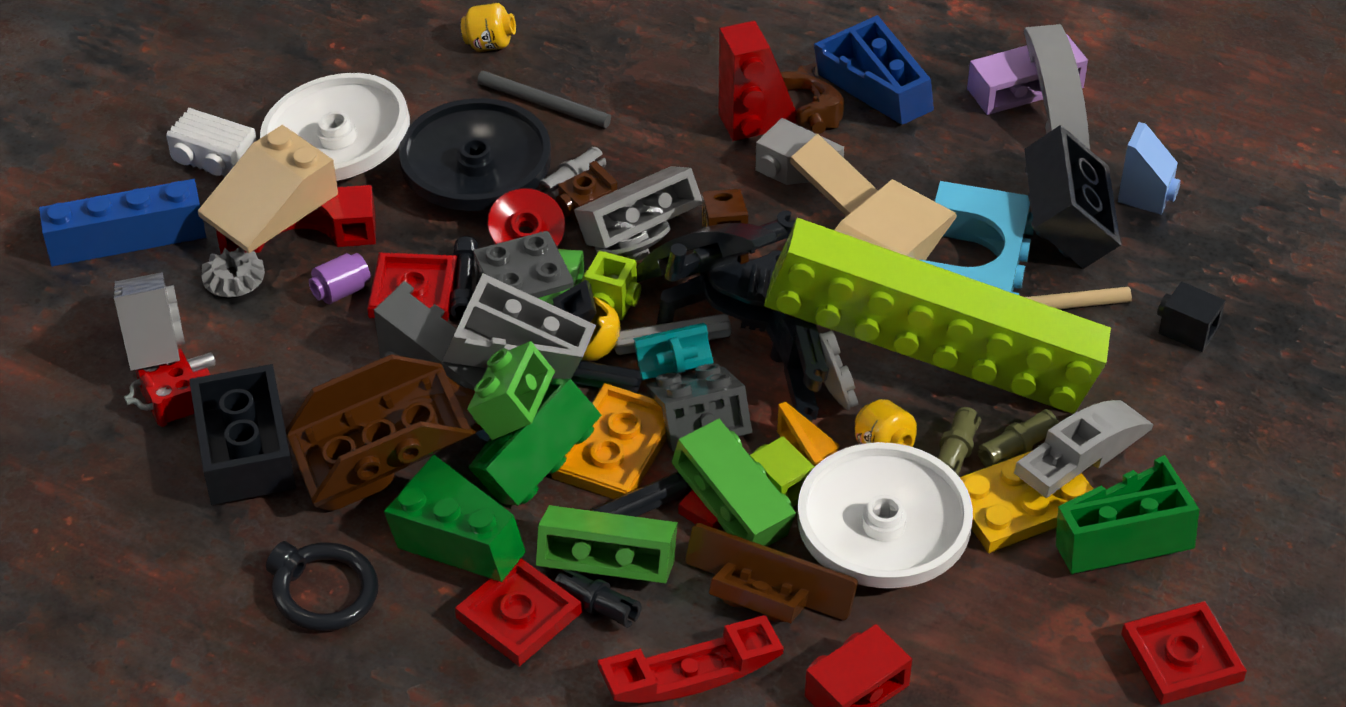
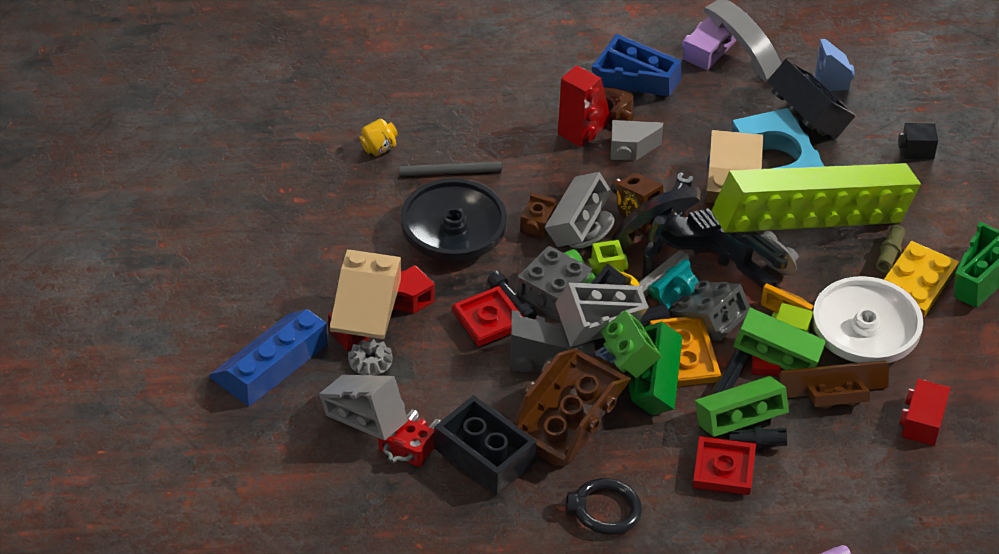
camera: 35 degrees left, 0 degrees up
(208, 141) = (280, 284): white brick -> none
(339, 277) = (442, 330): medium lavender brick -> none
(347, 117) = (350, 224): white dish -> none
(454, 523) = (655, 433): green wedge -> none
(527, 209) = (519, 239): red dish -> none
(570, 169) = (515, 207): light grey pin -> none
(694, 668) = (841, 445): red slope -> none
(832, 175) = (676, 145): tan tile -> none
(885, 423) = (822, 273): yellow head -> none
(958, 441) = (861, 262): olive pin -> none
(1080, 441) = (931, 238): light grey slope -> none
(1085, 298) = (856, 153): tan bar -> none

